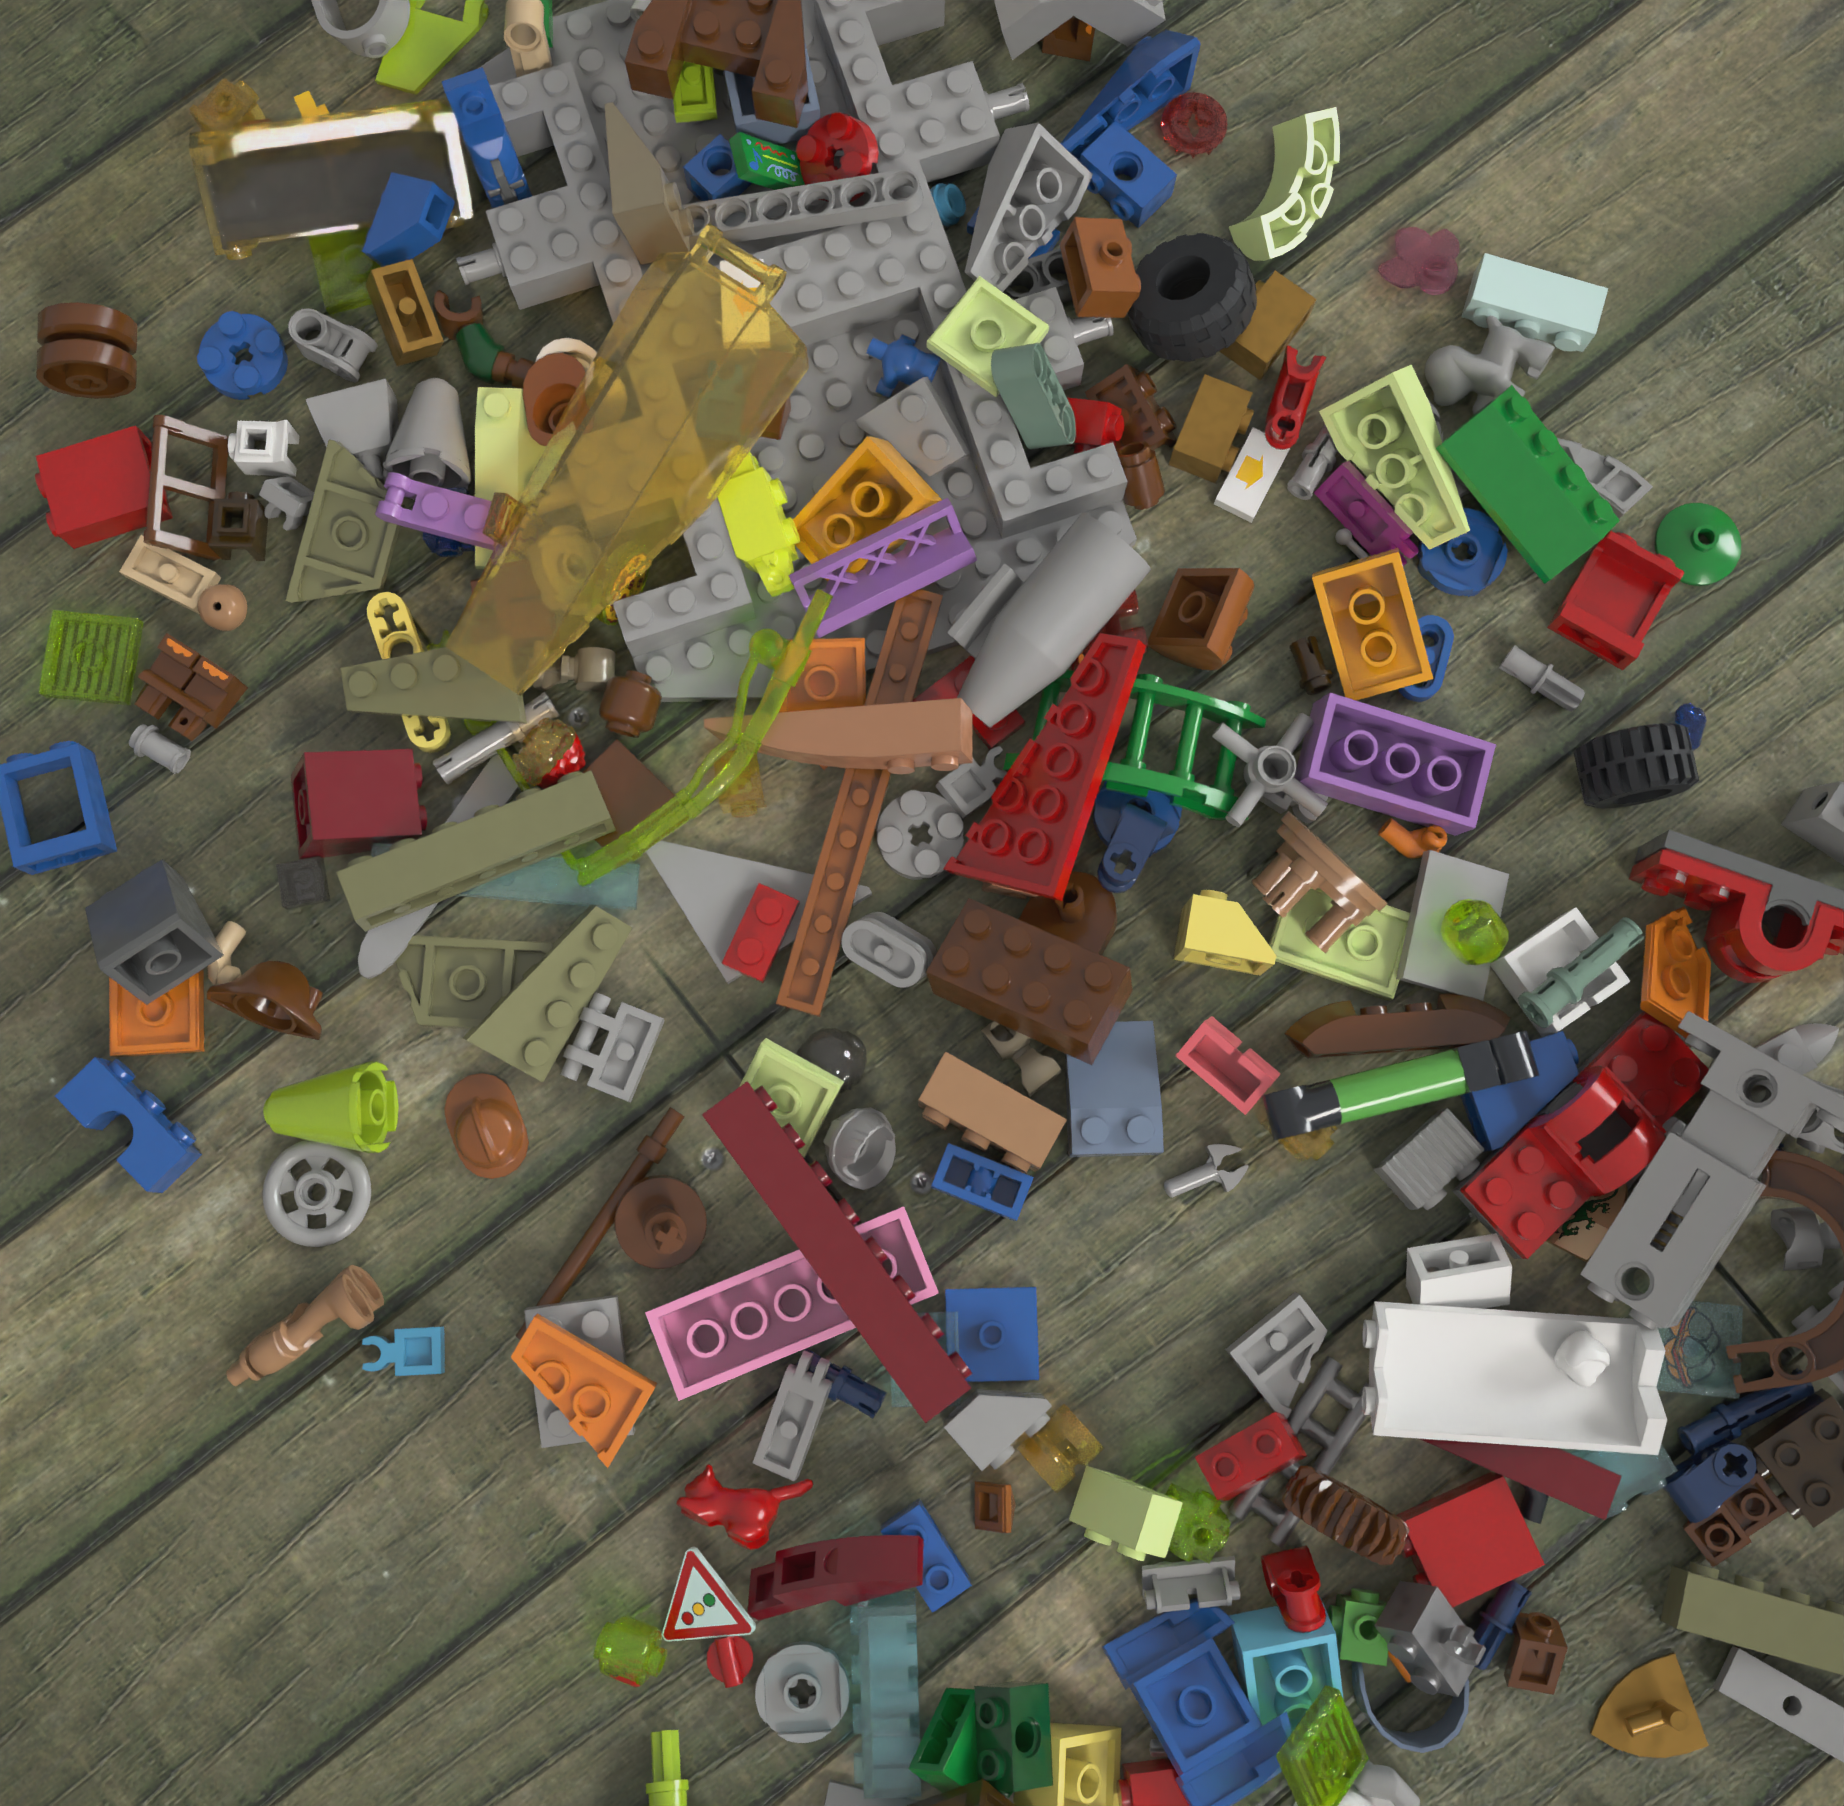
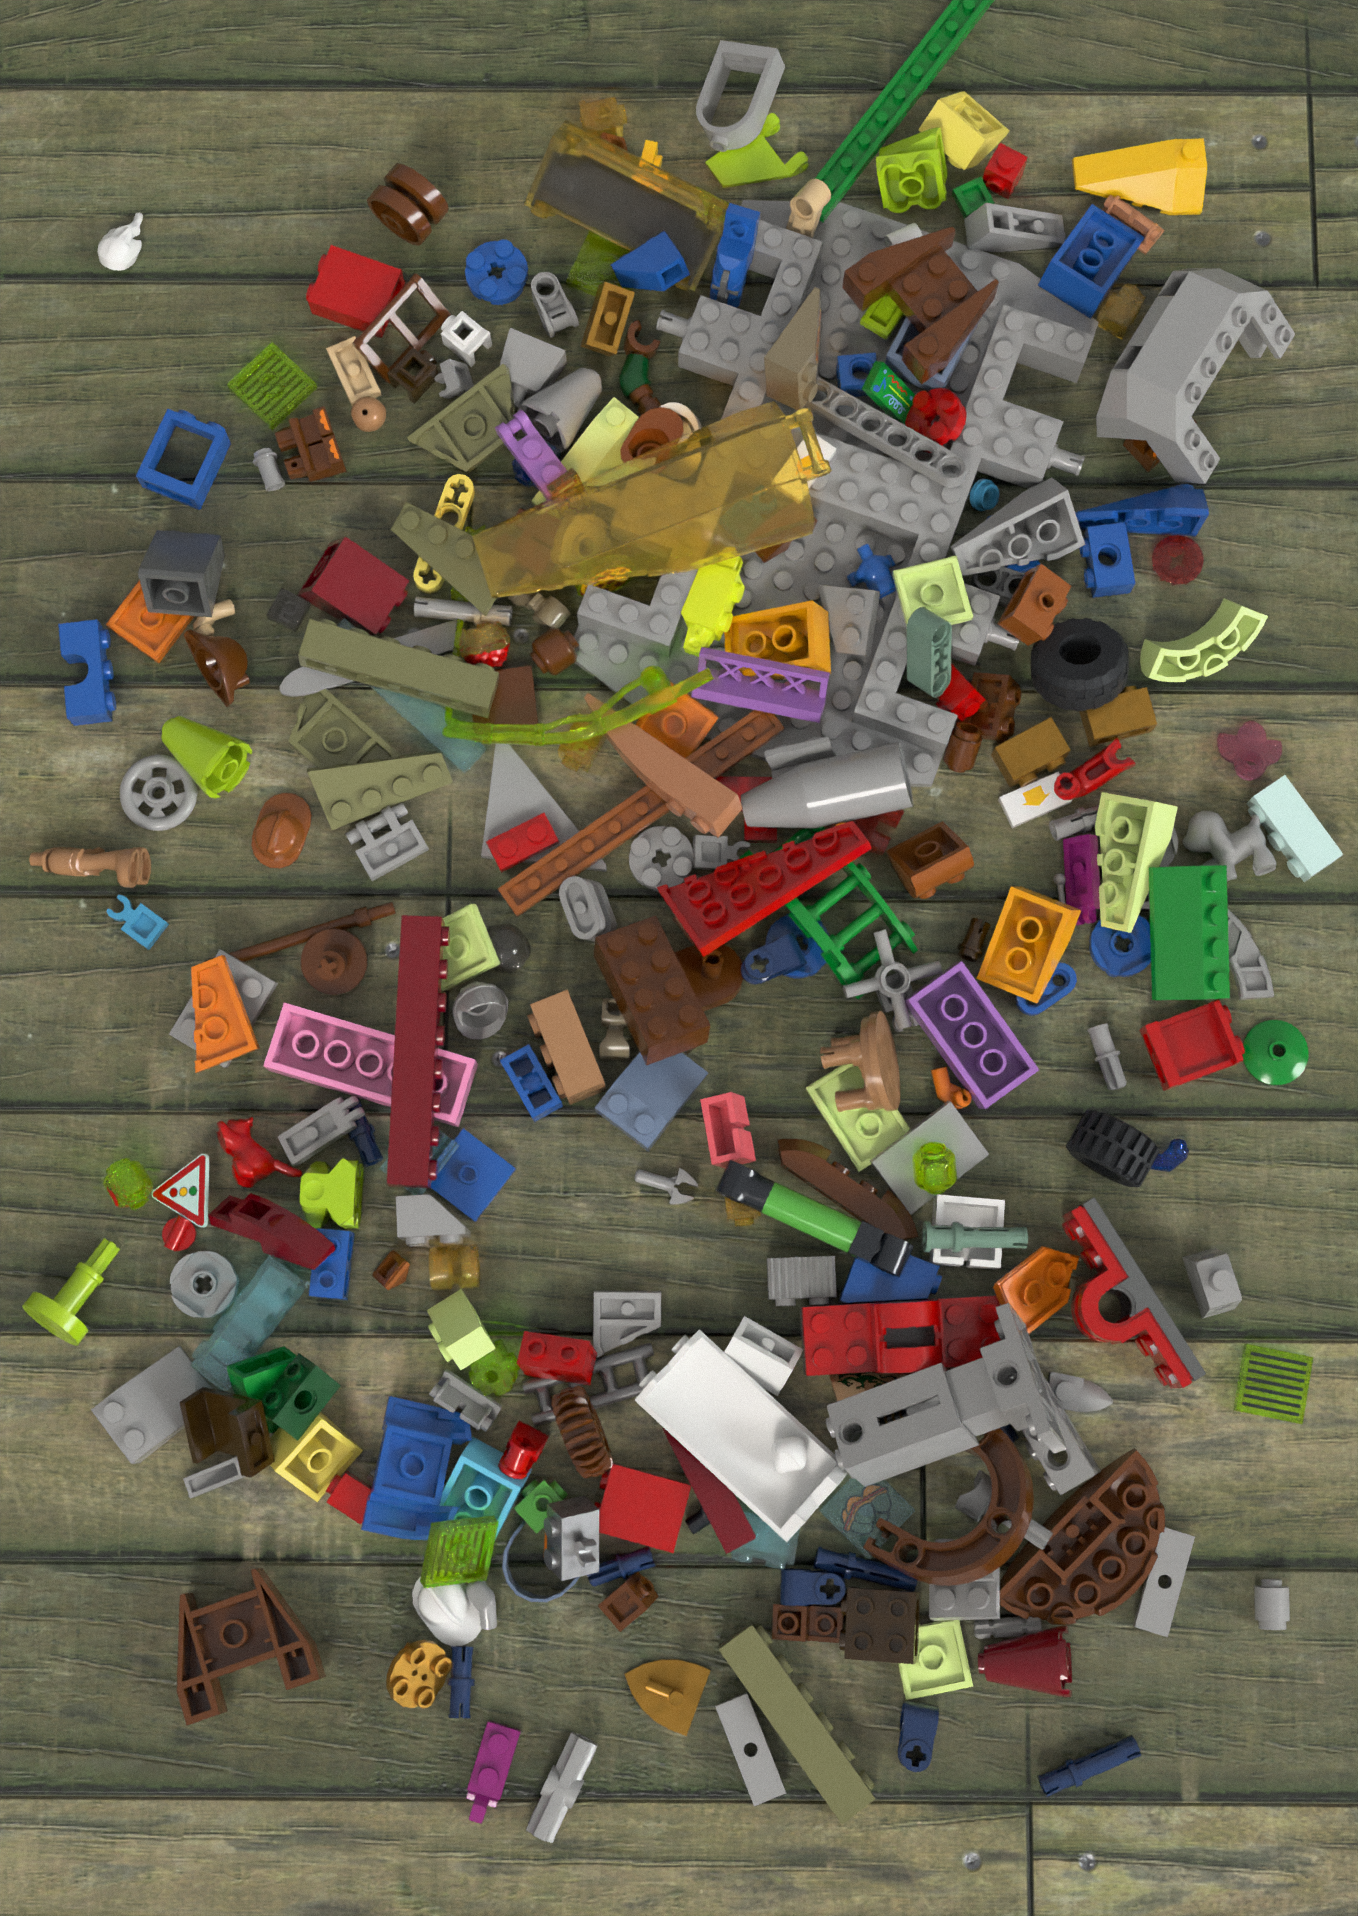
camera: 40 degrees right, 0 degrees up
(865, 1477) = (333, 1193): none -> lime piece
(1221, 936) = (782, 1051): light yellow slope -> none

